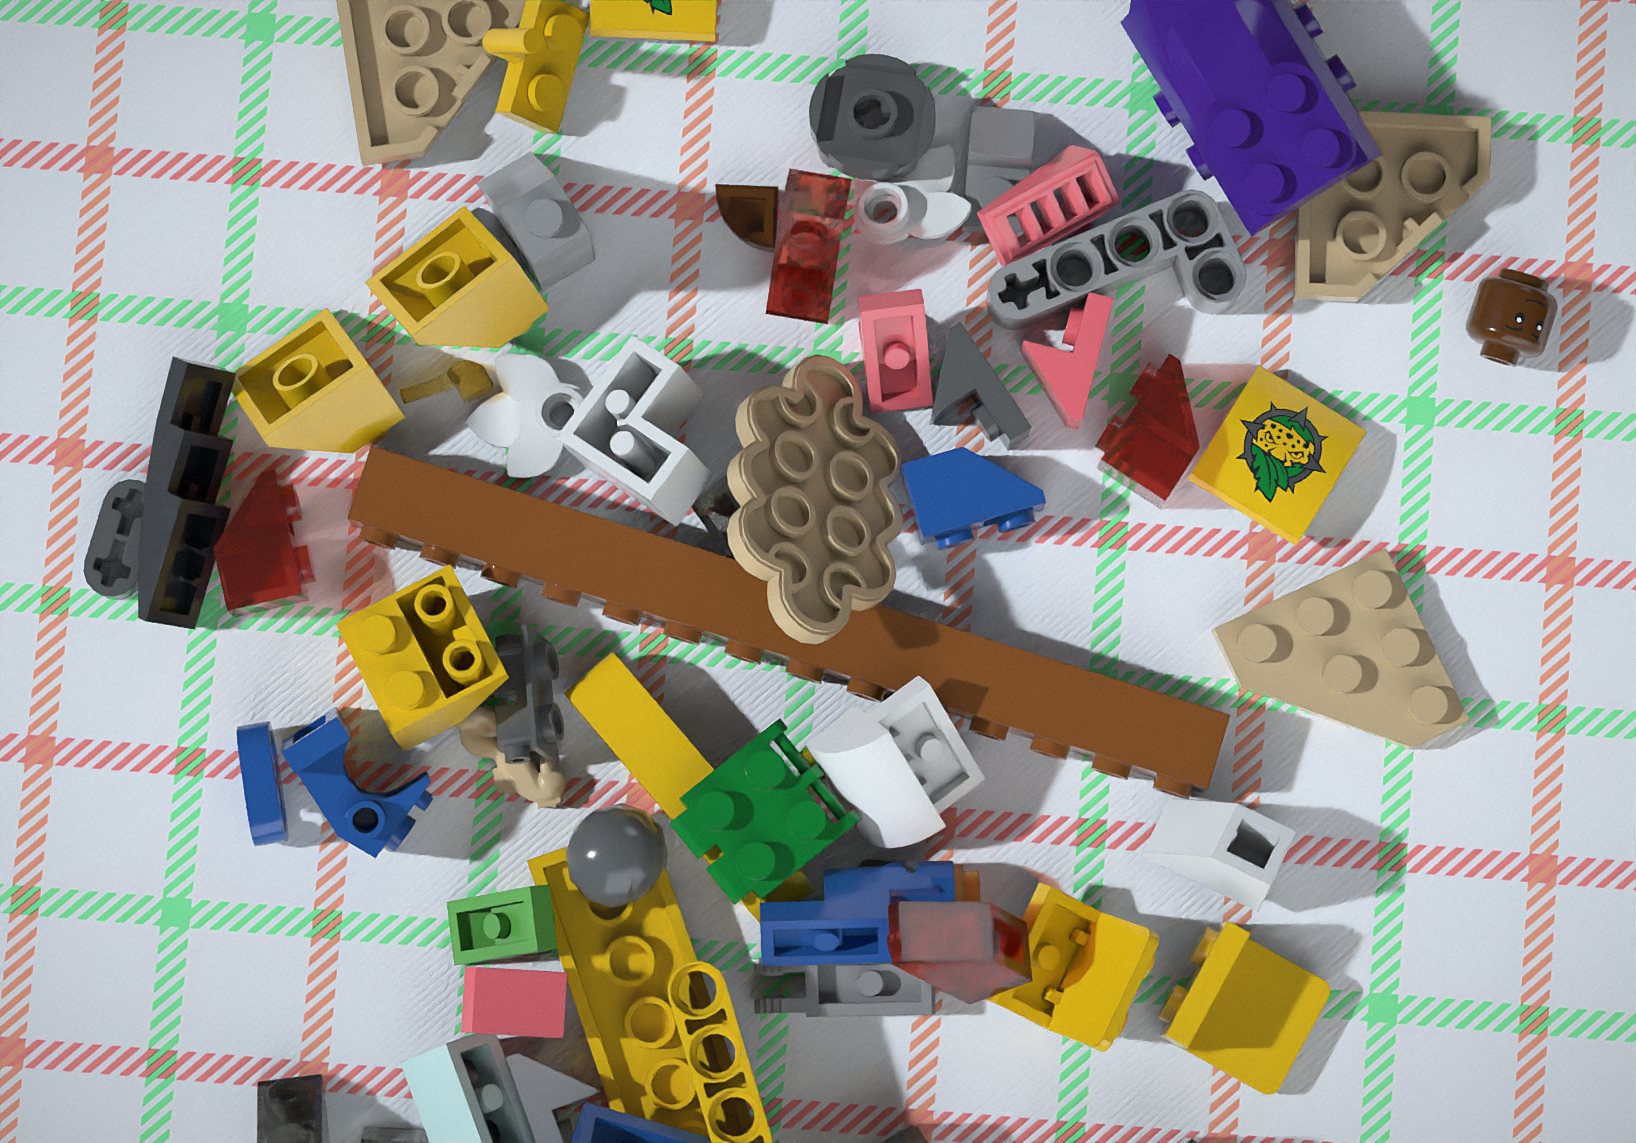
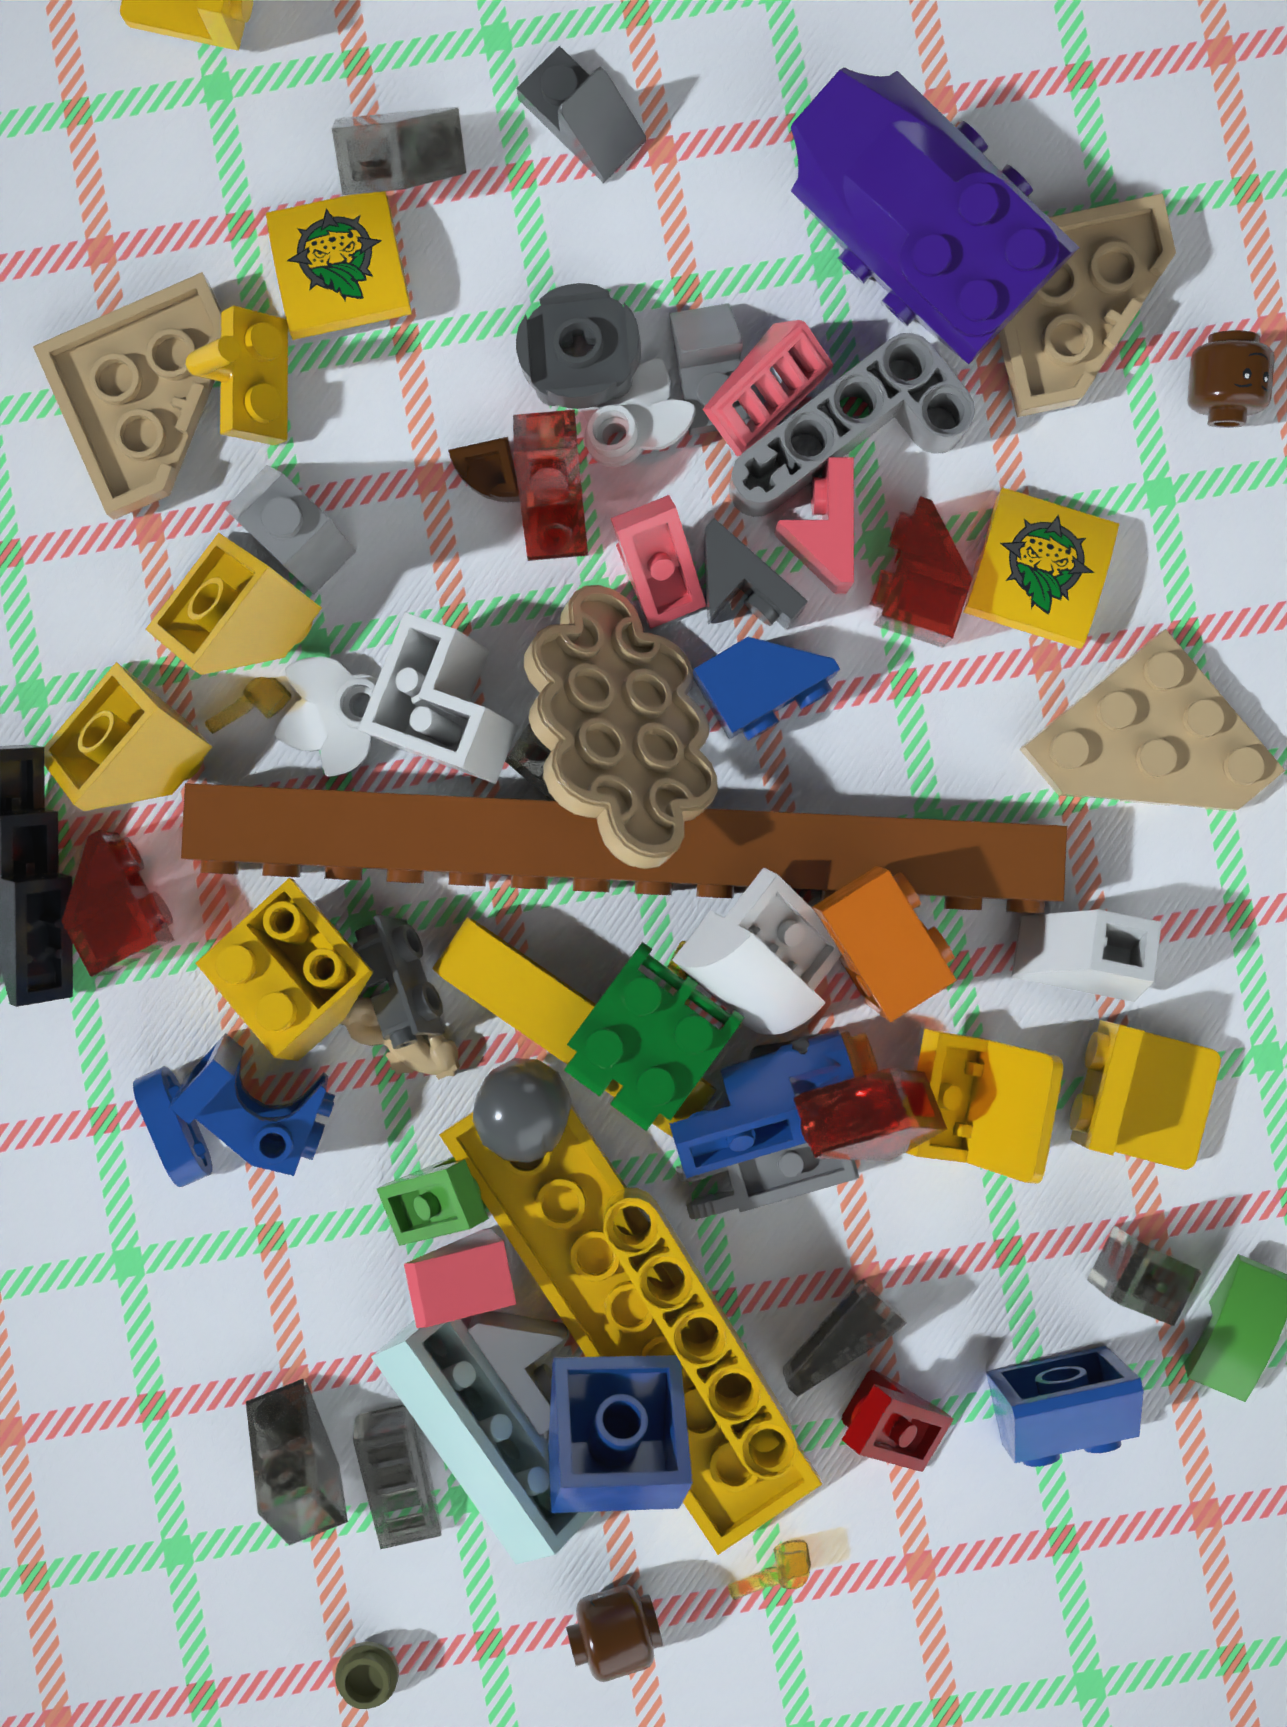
camera: 10 degrees left, 5 degrees up
(1017, 779) = (885, 944): none -> orange brick

